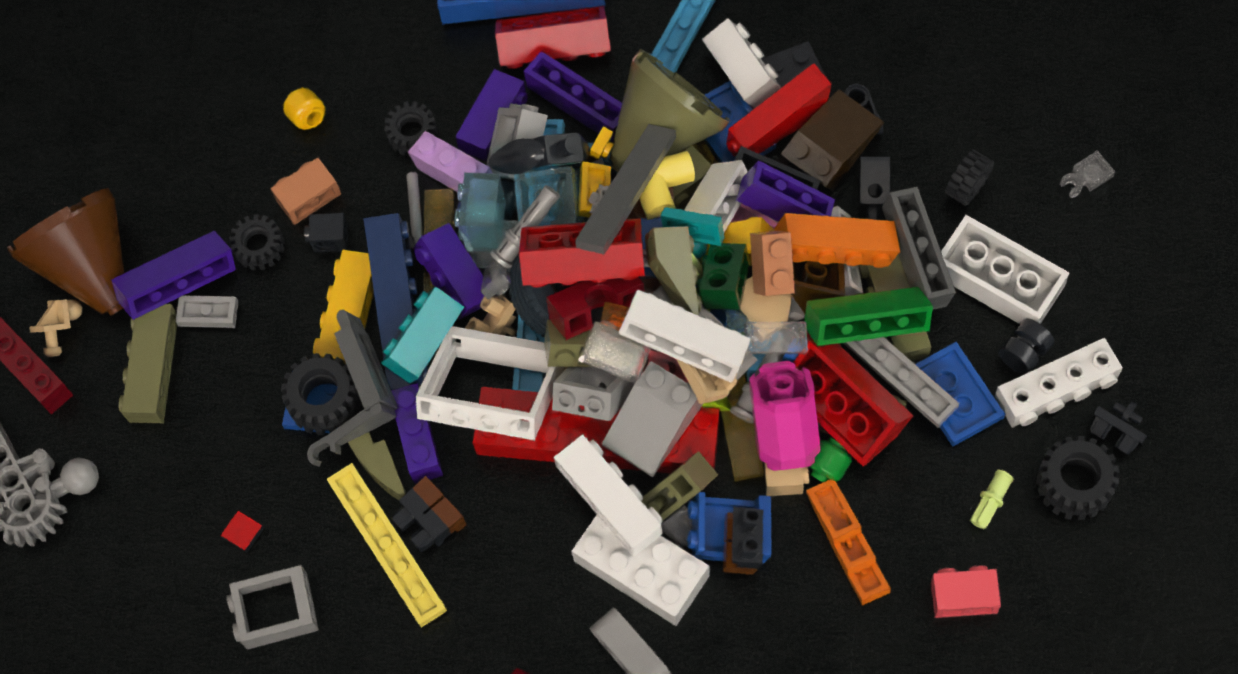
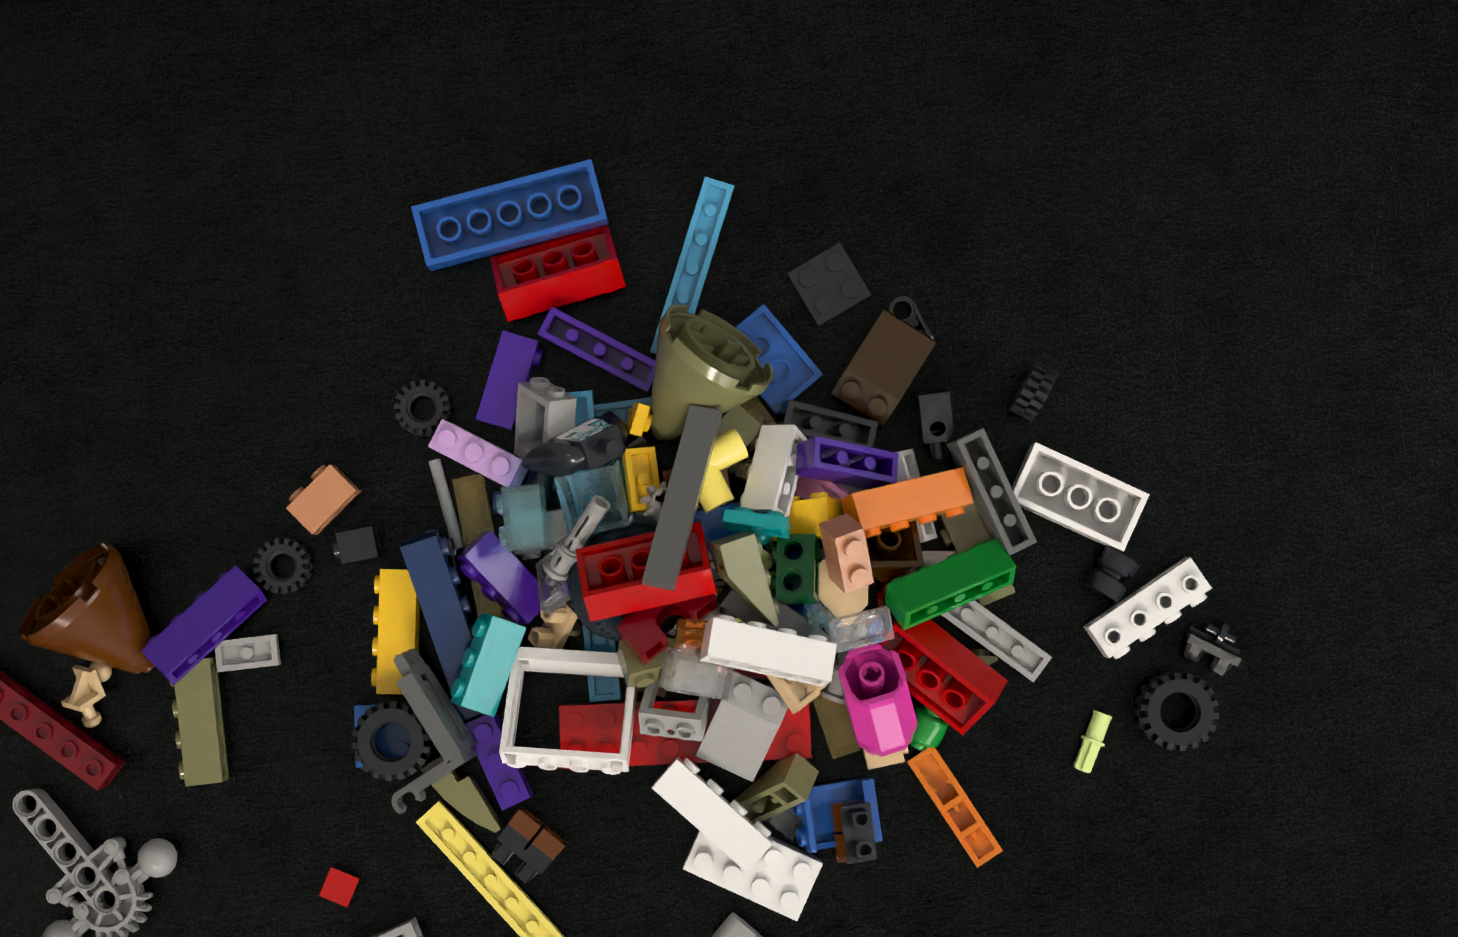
camera: 15 degrees left, 20 degrees up
(304, 108) = (300, 401): yellow head -> none
(742, 62) = (772, 283): white brick -> none
(780, 113) = (822, 351): red slope -> none
(961, 381) = (1047, 624): blue plate -> none
(965, 592) = (1077, 844): coral brick -> none
(1088, 172) = (1158, 361): clear plate -> none

